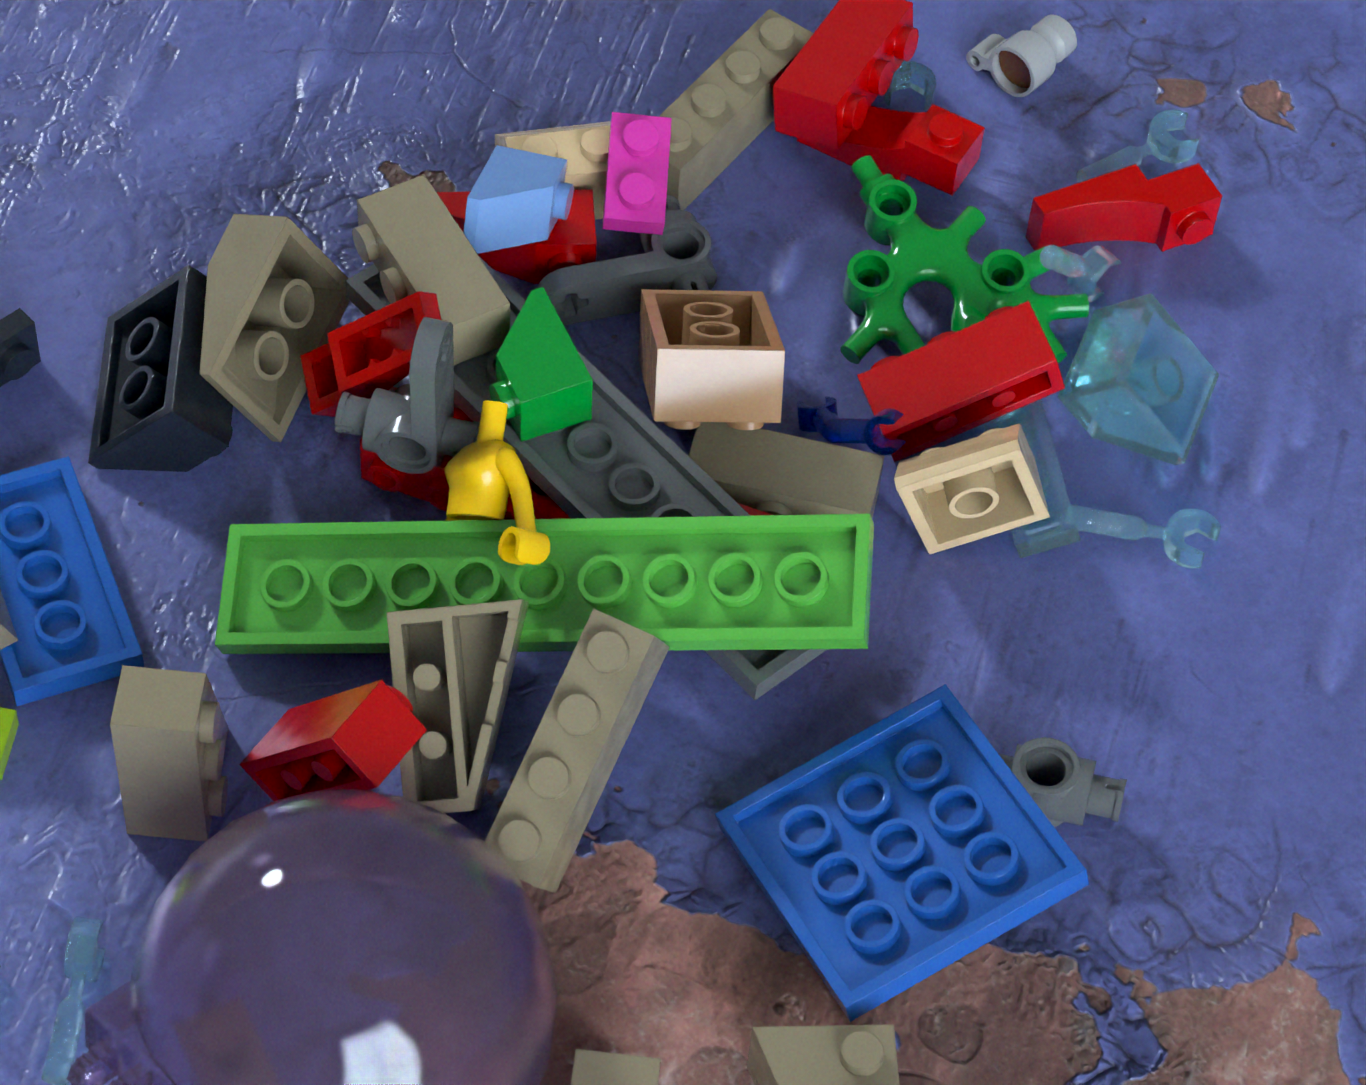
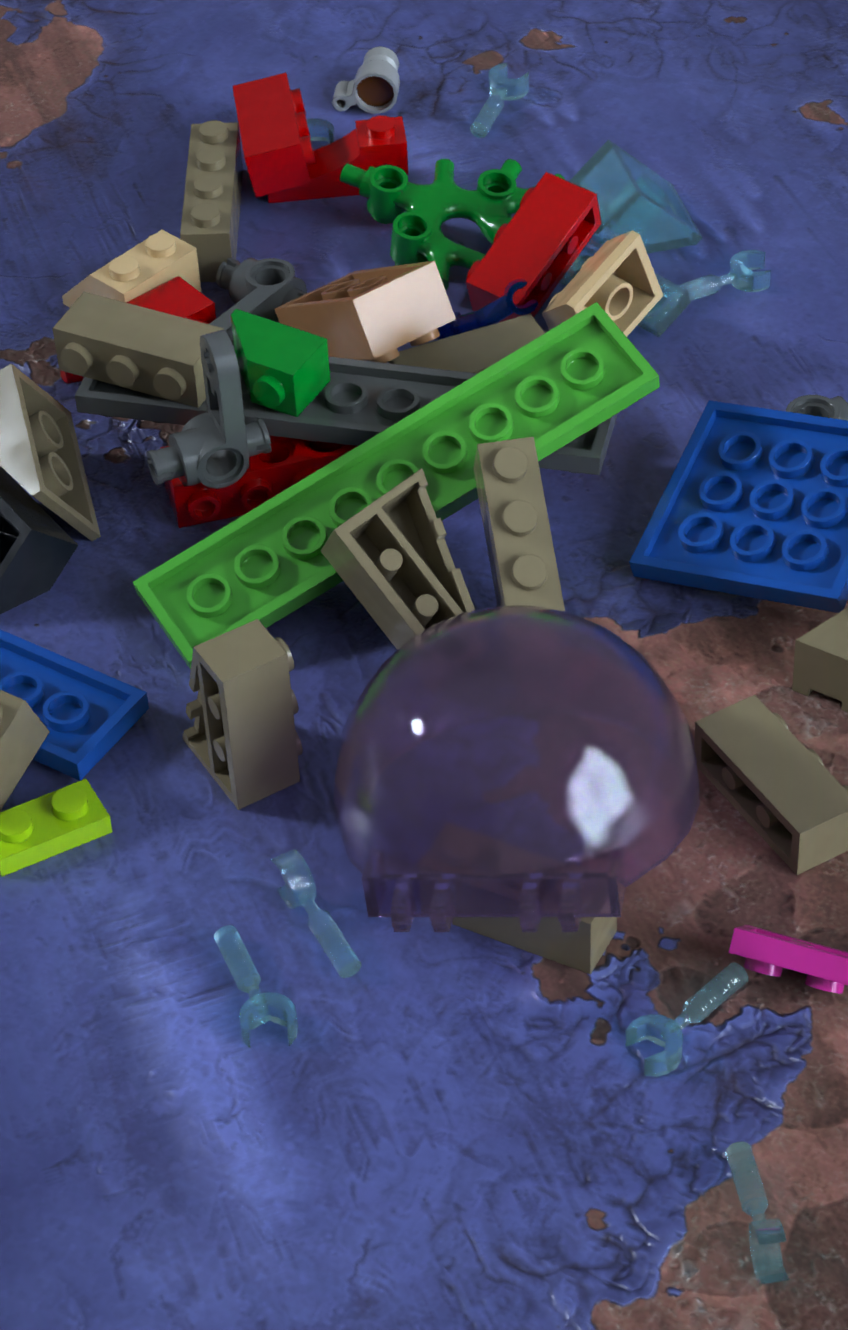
camera: 30 degrees left, 10 degrees down
(335, 743) = (356, 639): red brick -> none
(366, 353) = (142, 423): red slope -> none
(481, 485) = (300, 445): yellow piece -> none
(516, 200) = (148, 282): medium blue slope -> none
(637, 173) = (207, 244): dark pink plate -> none
(1081, 270) = (539, 157): clear light blue piece -> none
(1128, 207) = (530, 123): red slope -> none

